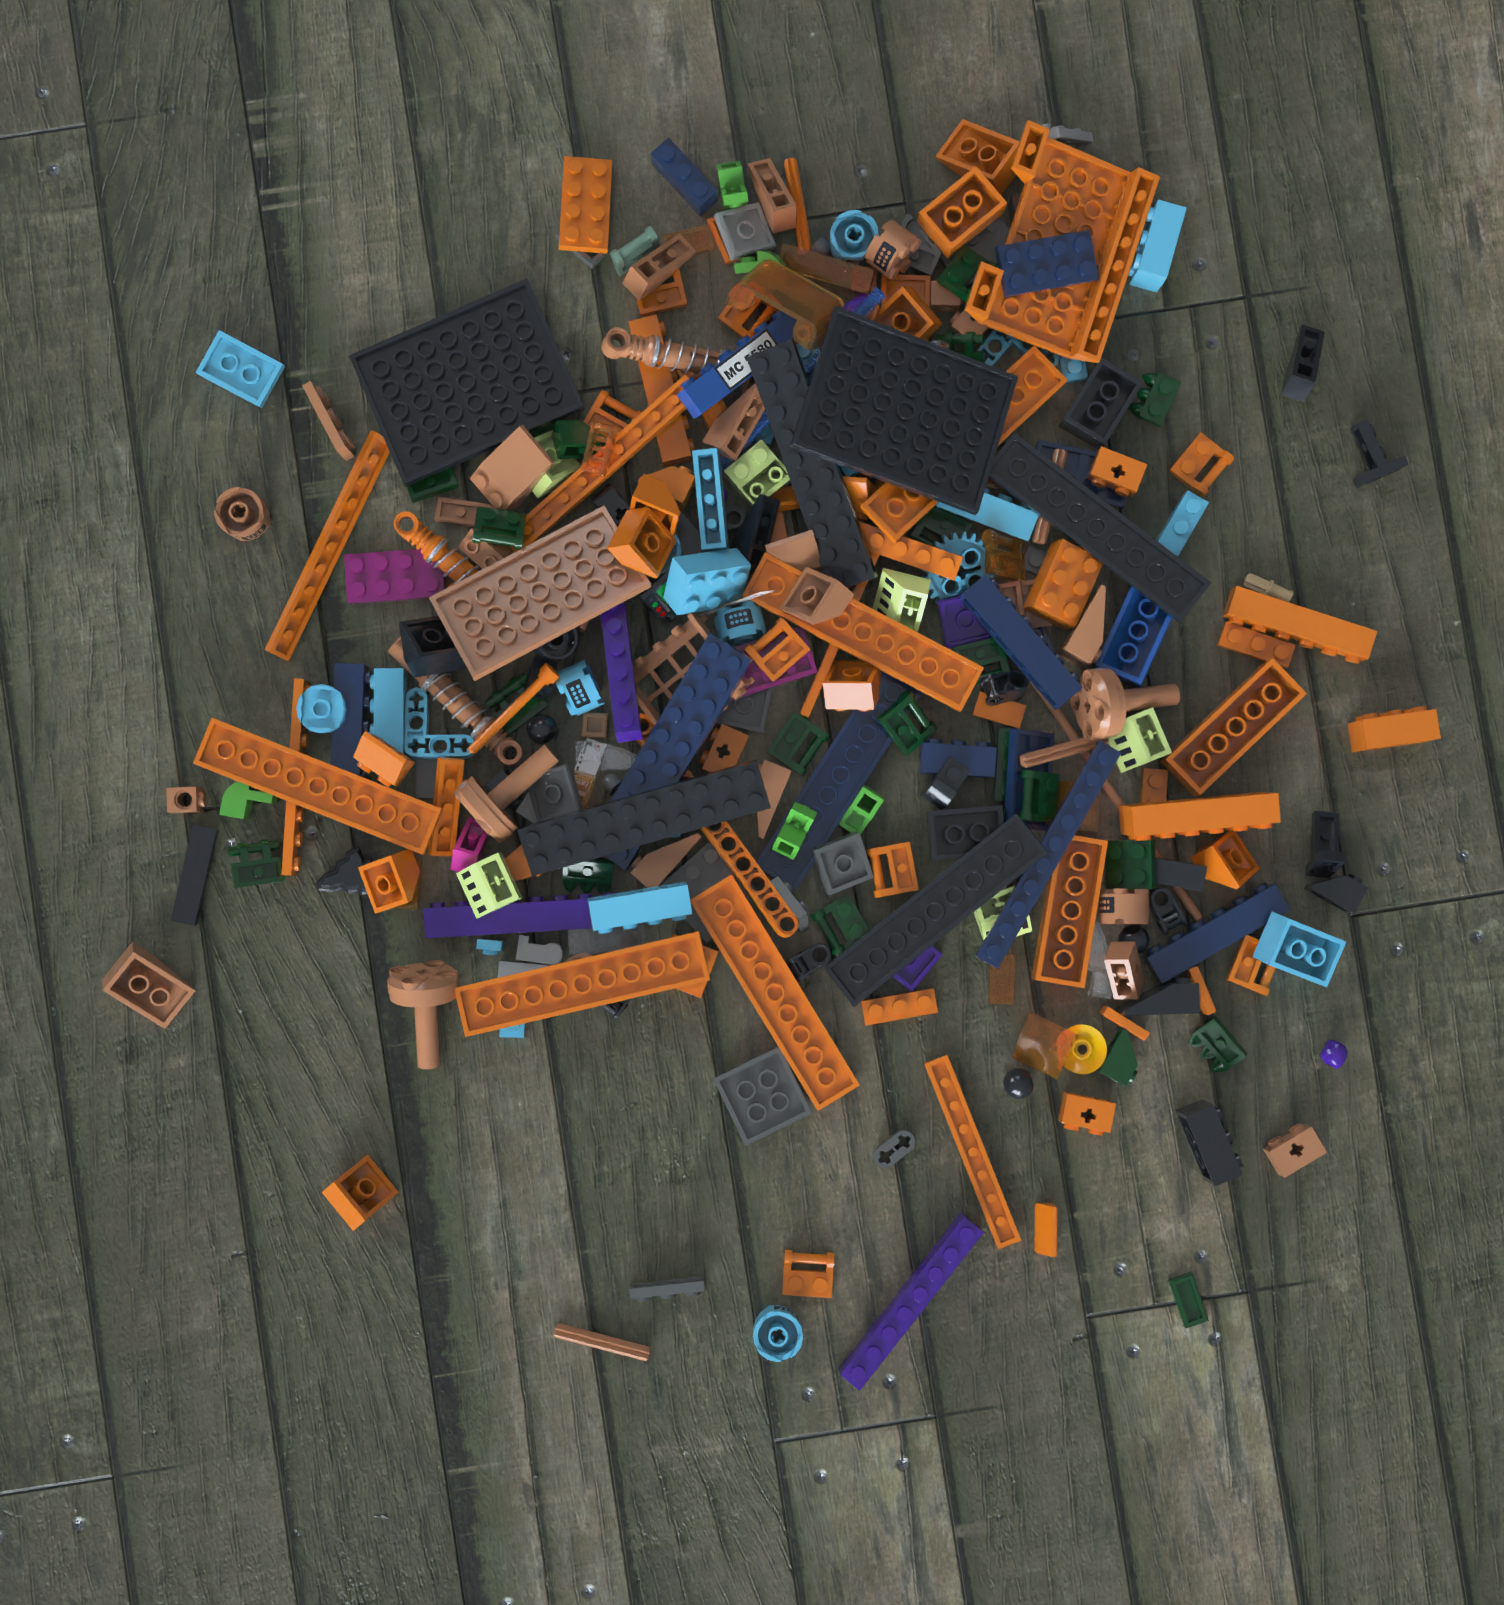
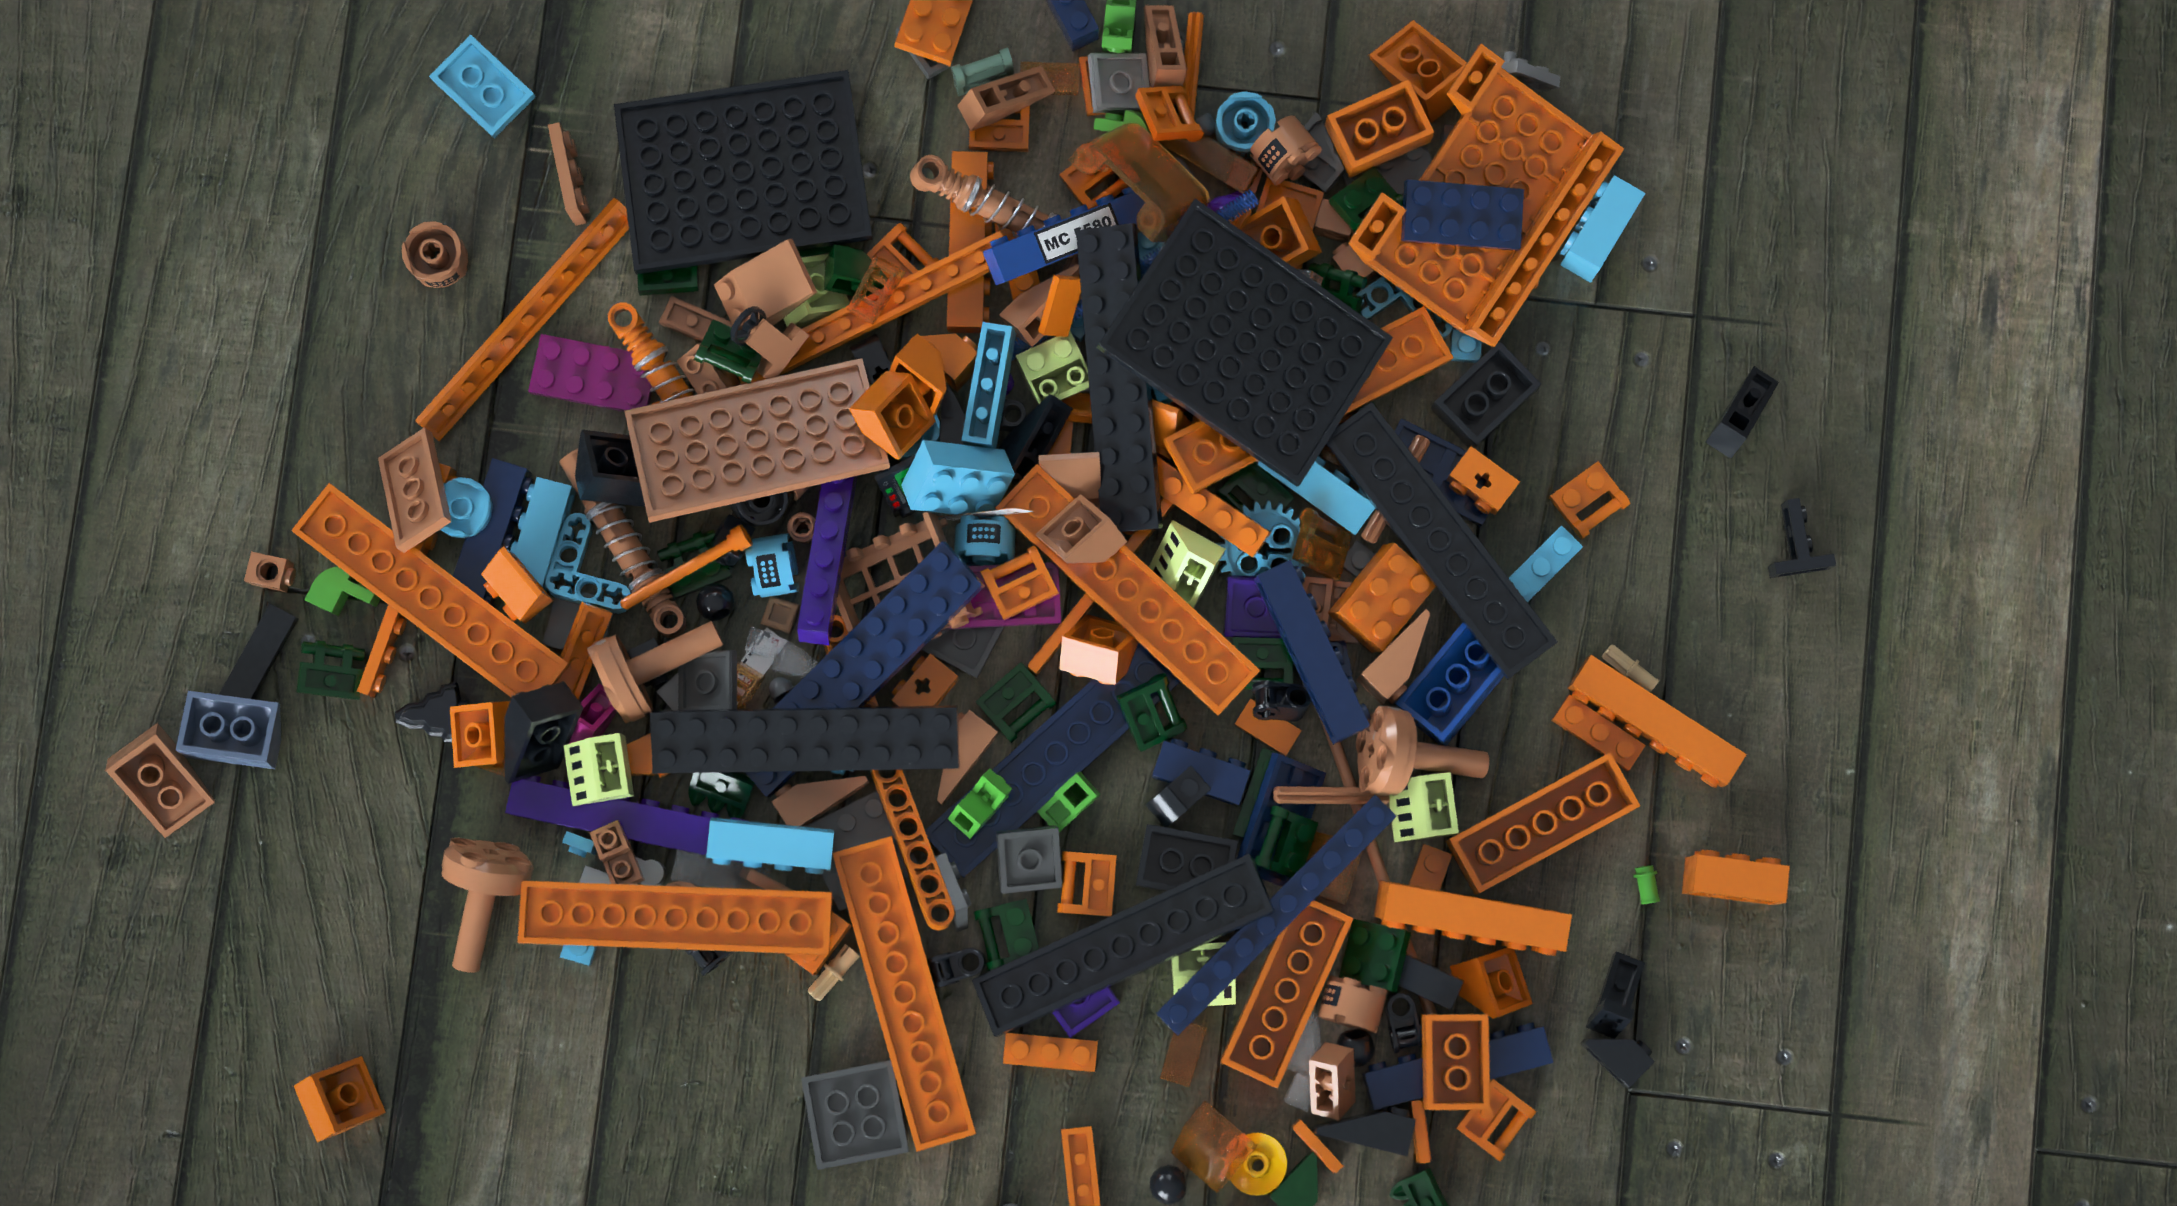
camera: 15 degrees right, 5 degrees down
(191, 931) = (230, 730): none -> sand blue slope
(280, 705) = (414, 490): none -> nougat plate
(433, 866) = (537, 730): none -> black slope
(522, 947) = (617, 854): none -> nougat slope
(523, 510) = (768, 341): none -> nougat piece
(591, 647) = (797, 523): none -> nougat cone
(641, 936) = (761, 880): none -> nougat tile
(714, 991) = (834, 971): none -> tan axle
(750, 421) = (1060, 306): none -> orange tile
(787, 248) = (1162, 117): none -> orange plate
(1157, 399) = (1556, 408): dark green plate -> none
(1217, 930) = (1455, 1062): none -> orange brick
(1299, 949) = (1550, 1113): medium azure brick -> none
(1324, 752) = (1647, 884): none -> bright green pin

